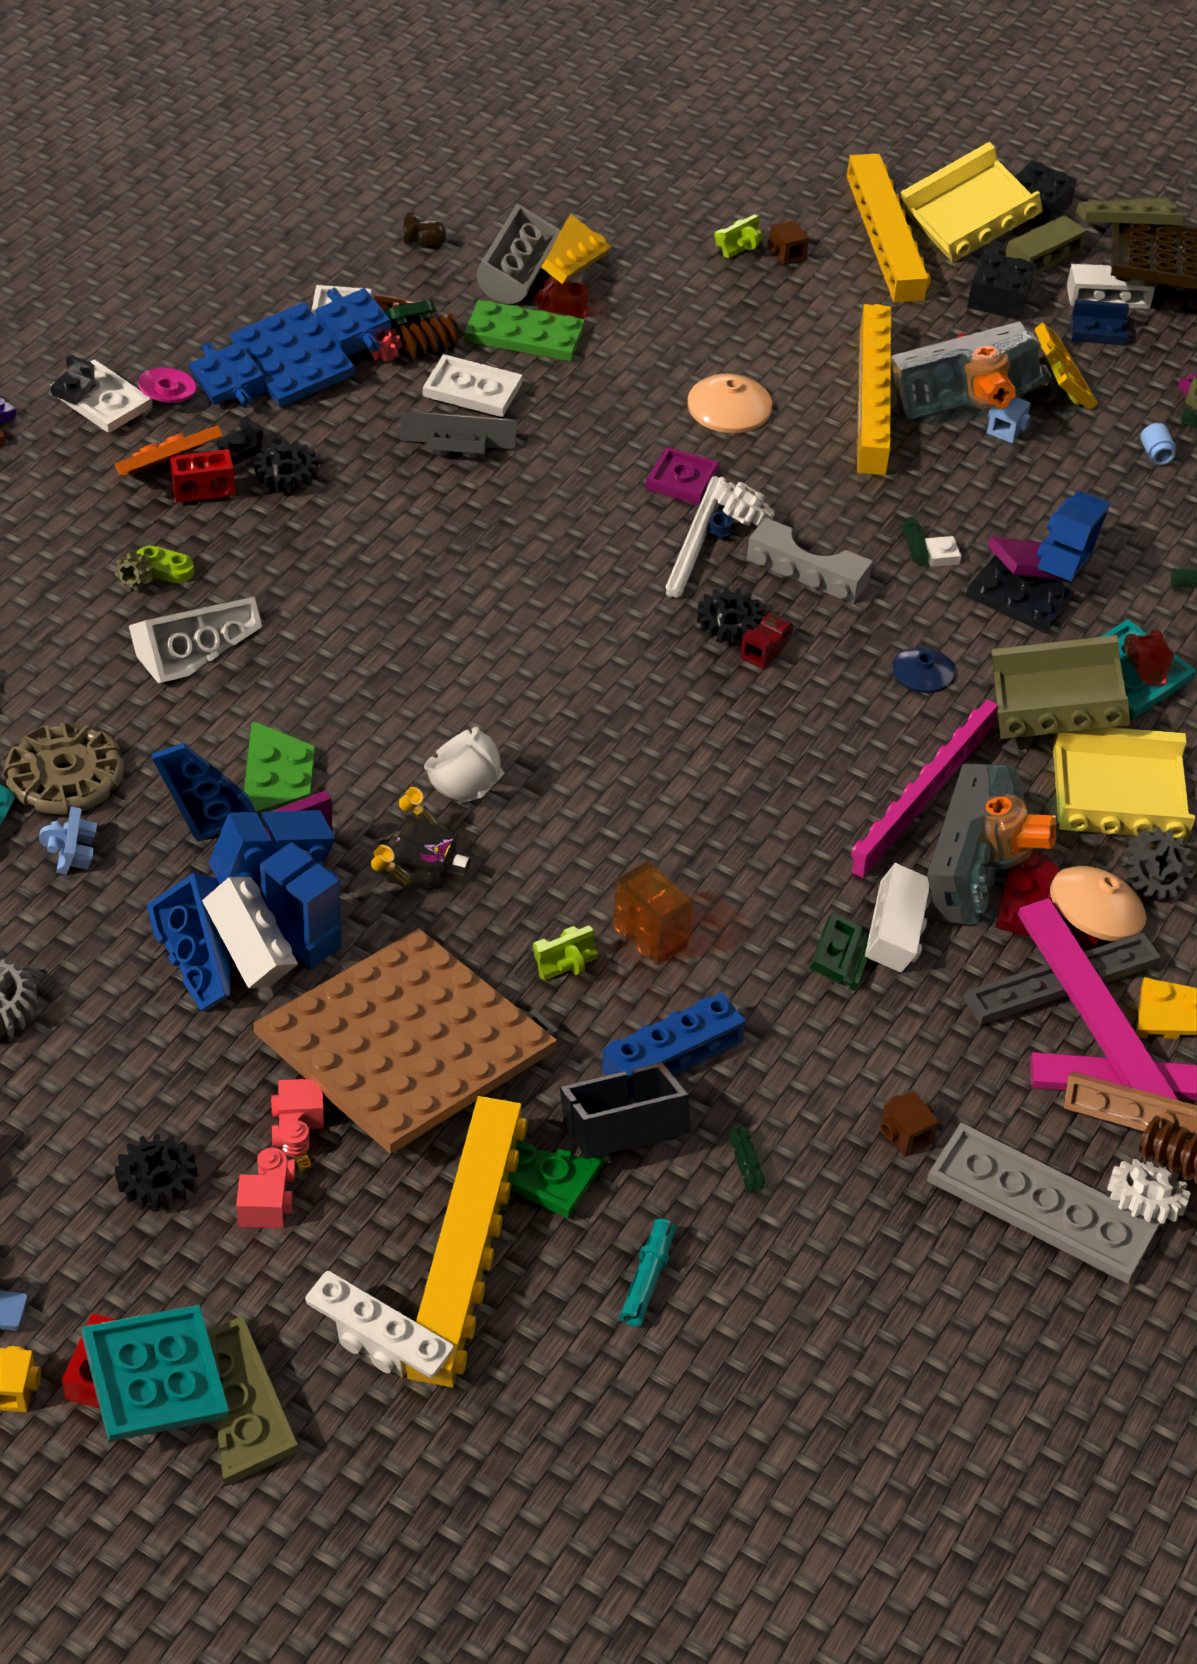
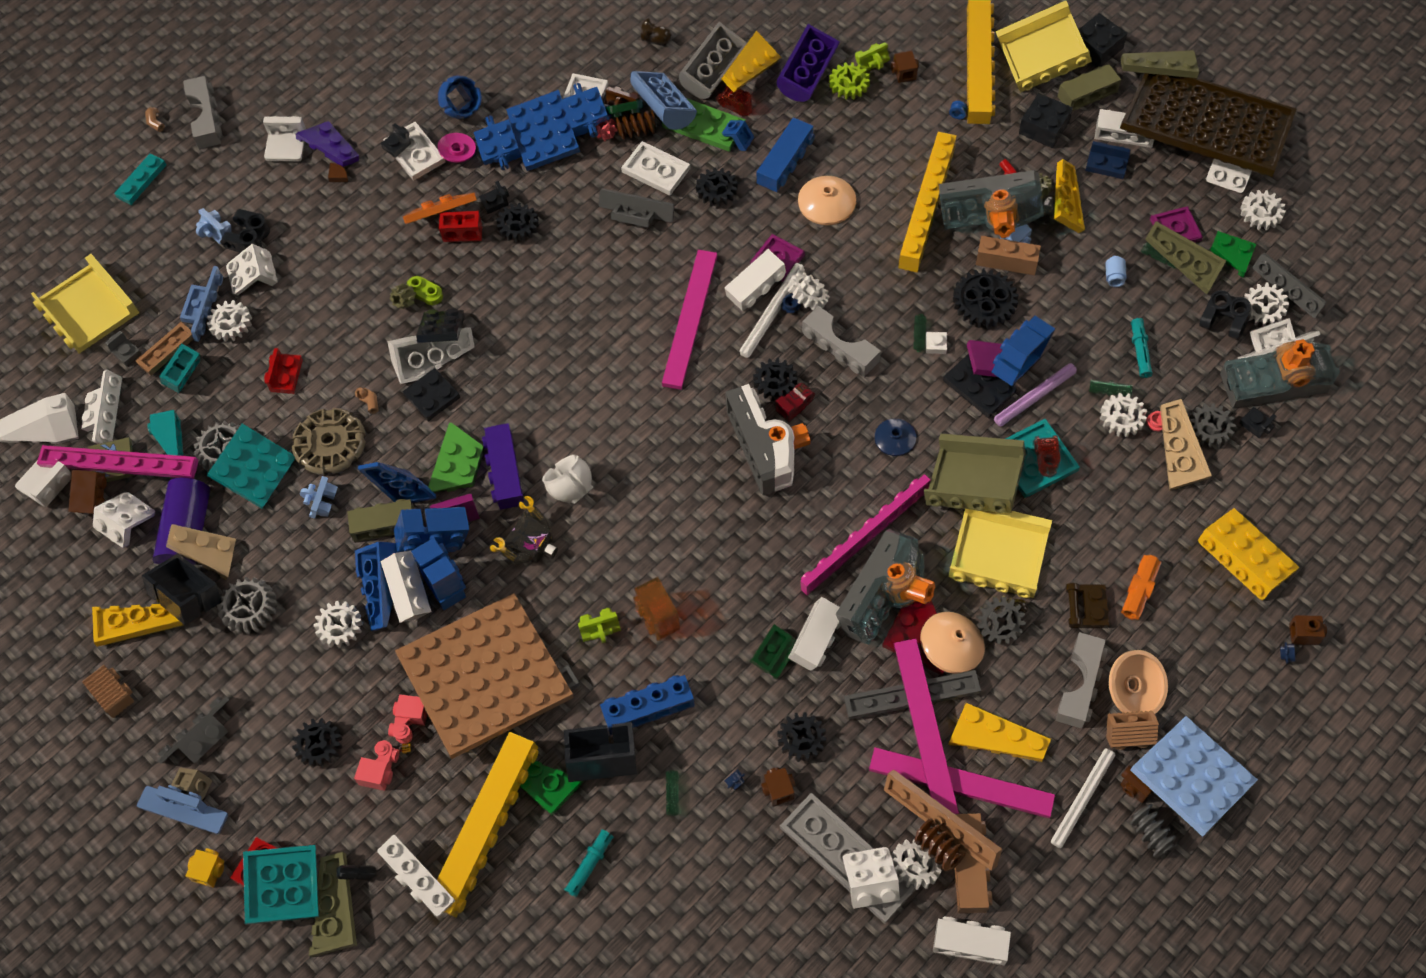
camera: 20 degrees right, 15 degrees up
(113, 705) = (368, 397): none -> medium nougat arm
(147, 1005) = (335, 633): none -> white gear
(167, 316) = (470, 94): none -> blue piece
(170, 859) = (376, 520): none -> olive brick
(212, 692) = (431, 394): none -> black plate
(216, 595) = (440, 326): none -> black plate
(273, 1341) = (353, 871): none -> black piece
(355, 767) = (503, 466): none -> dark purple brick
(463, 299) = (663, 98): none -> medium blue brick
(569, 398) = (716, 186): none -> black gear
(578, 561) = (689, 320): none -> dark pink tile
(584, 331) = (740, 133): none -> blue bracket
(653, 249) = (806, 64): none -> dark purple brick
(657, 352) = (785, 154): none -> blue brick
(663, 499) = (755, 280): none -> white brick
(717, 264) = (849, 80): none -> lime gear
(746, 692) = (765, 444): none -> piece
(838, 1125) = (735, 779): none -> dark blue plate
(884, 289) = (958, 109): none -> blue bush
(921, 1053) = (809, 742): none -> black gear
(993, 491) = (985, 298): none -> black gear
(1007, 438) = (1008, 255): none -> medium nougat brick
(1097, 1215) = (871, 877): none -> white bracket
(1101, 597) = (1035, 394): none -> lavender axle

